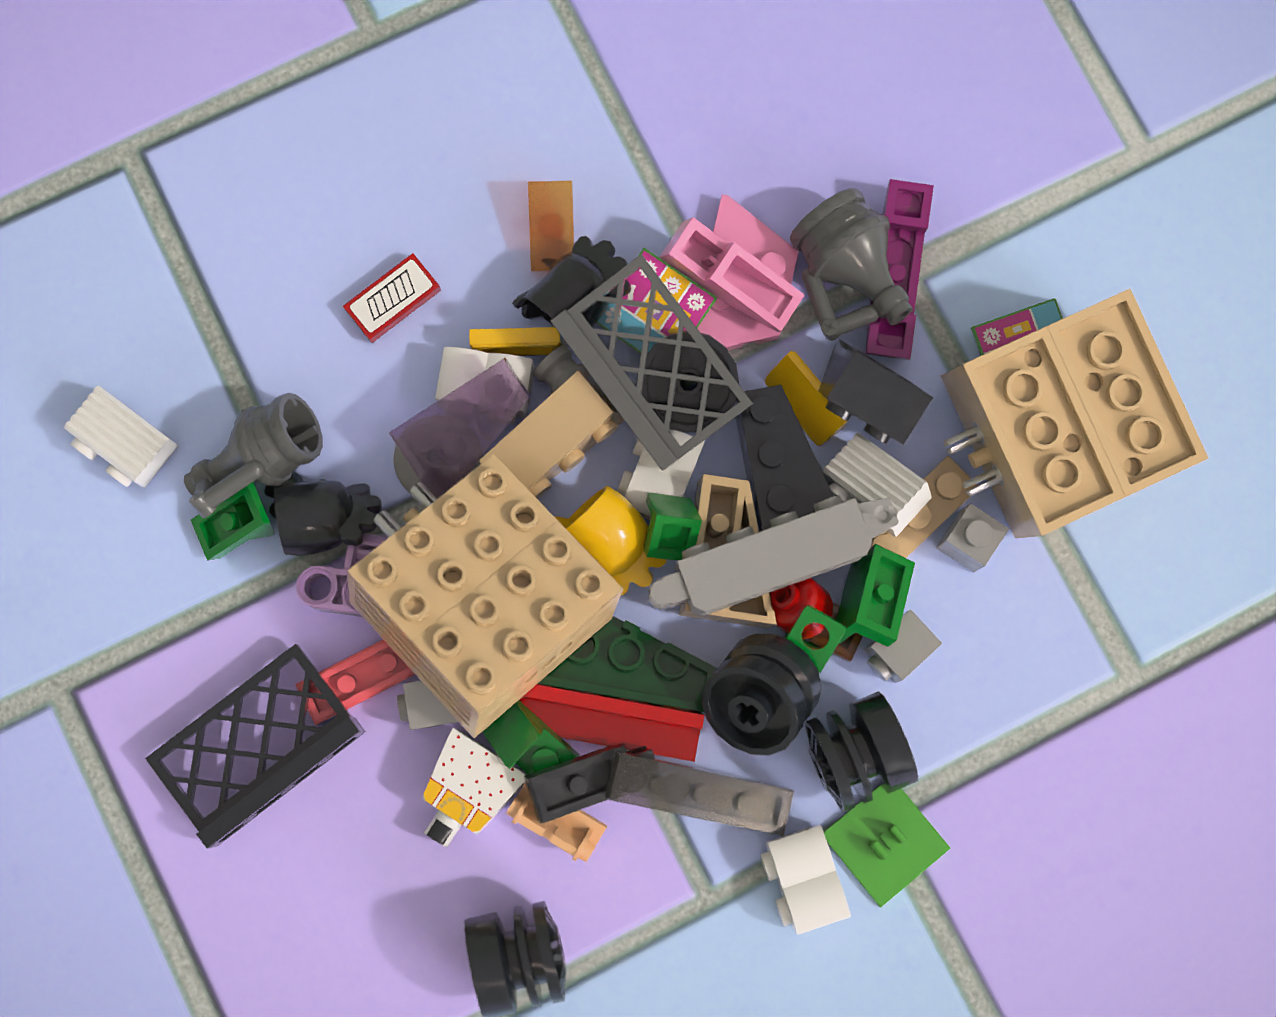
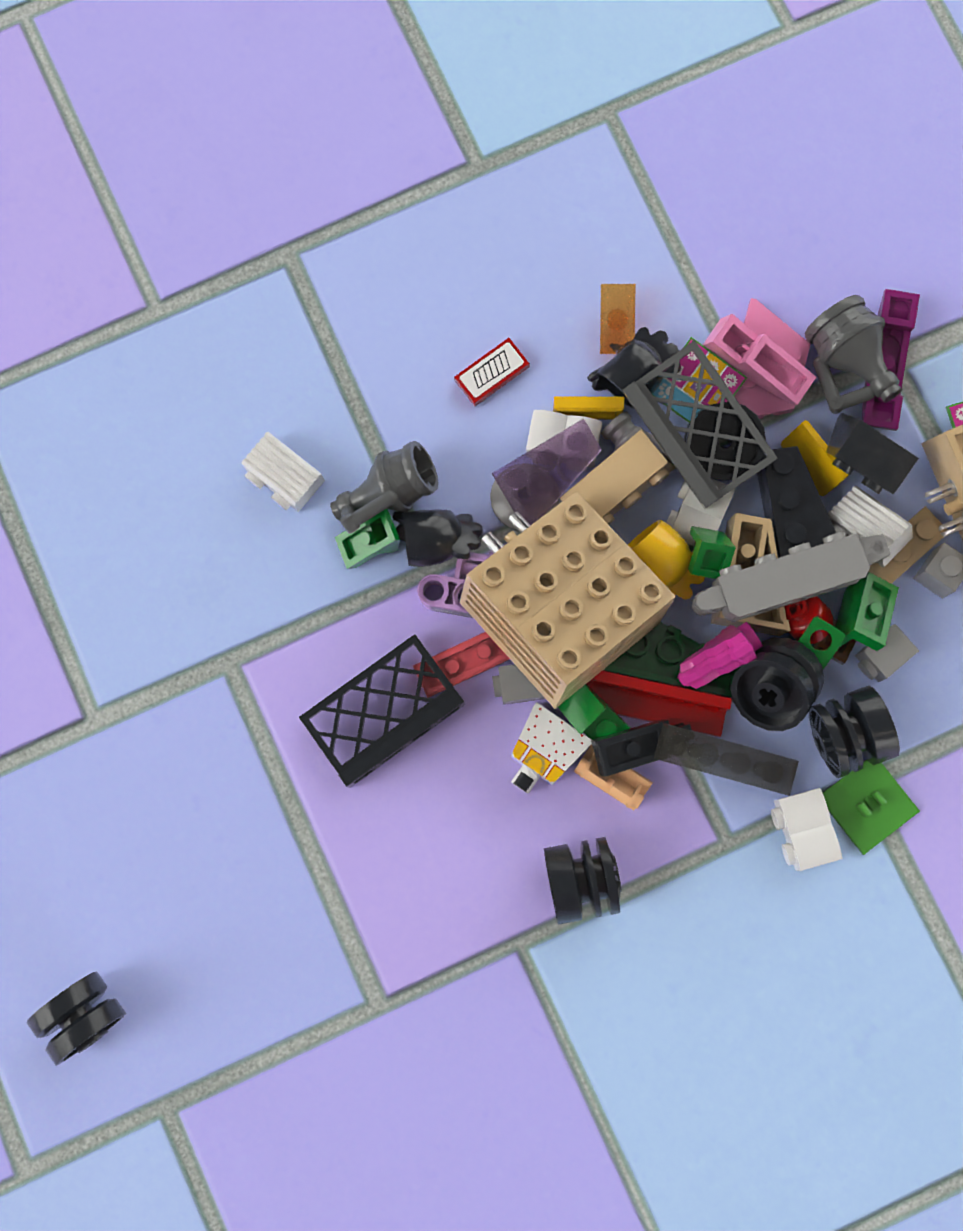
camera: 15 degrees right, 0 degrees up
(686, 661) = (720, 656): none -> dark pink rock

